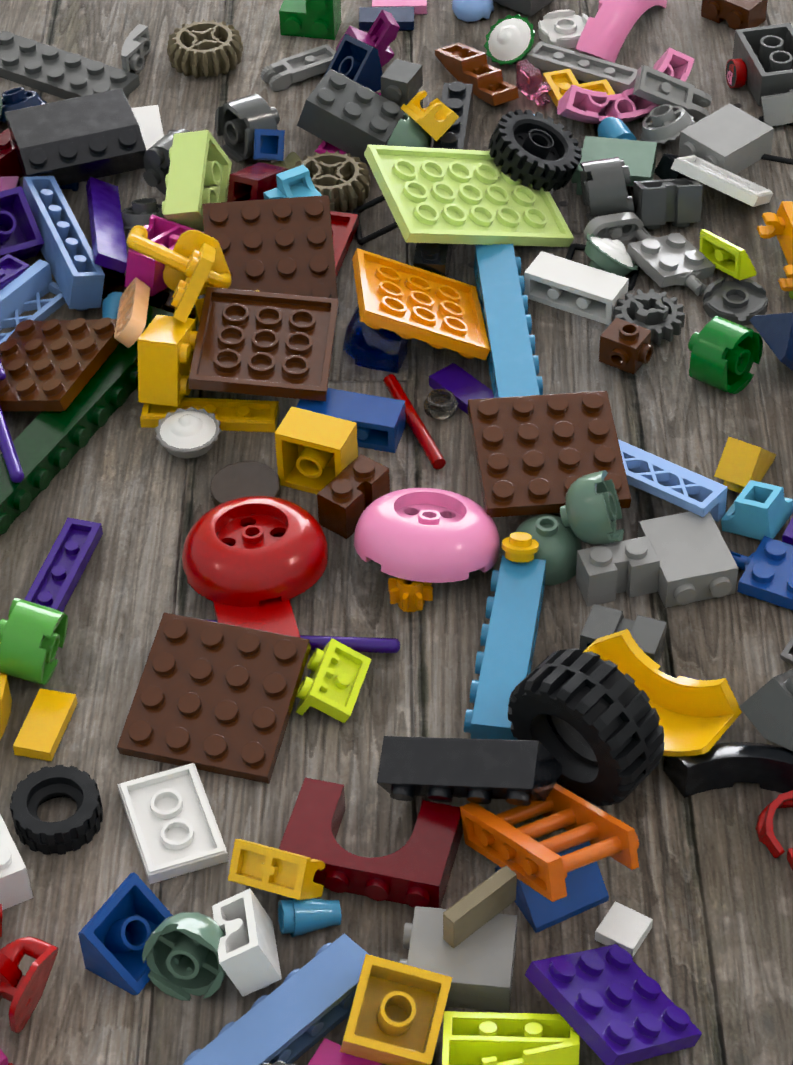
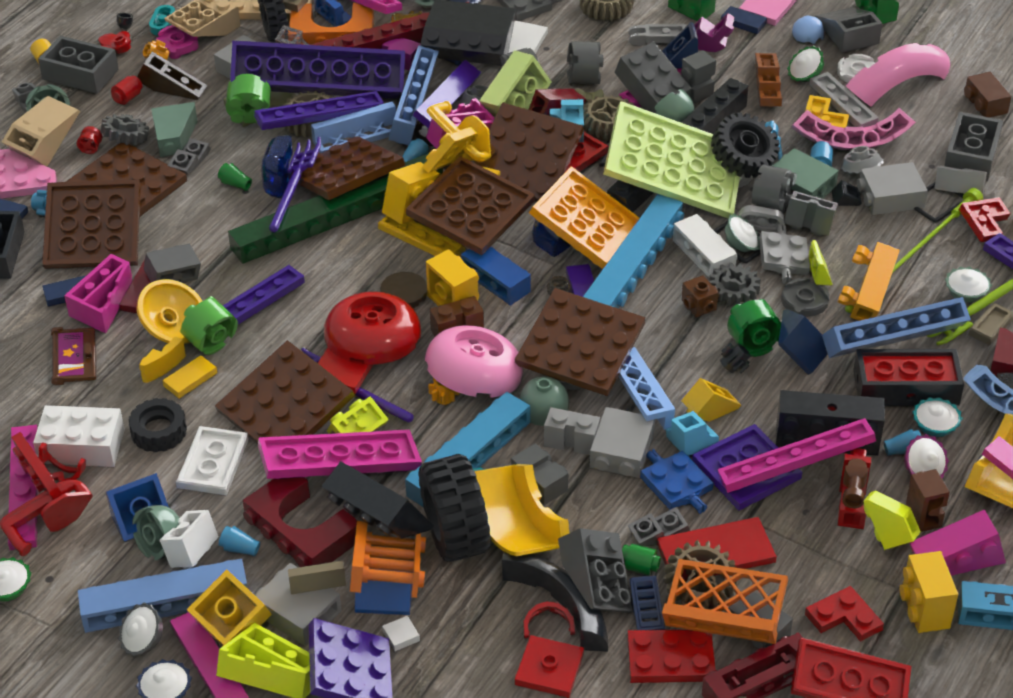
camera: 30 degrees right, 0 degrees up
(132, 312) = (408, 154): light nougat beam -> none
(188, 432) = (394, 242): white piece -> none
(268, 144) = (587, 79): blue slope -> none
(275, 870) = (233, 509): yellow hinge -> none
(352, 732) = (322, 453): none -> dark pink plate
(415, 423) = (535, 291): red bar -> none
(433, 119) = (695, 99): yellow hinge -> none
(520, 547) = (517, 390): yellow plate -> none
(531, 83) = (798, 98): clear pink plate -> none
(593, 509) = (576, 386): sand green cylinder -> none
(665, 89) = (879, 139): light grey hinge -> none
(722, 180) = (860, 213): white tile -> none
(729, 400) = (735, 358): none -> black gear
(736, 73) = (944, 144): red tile -> none

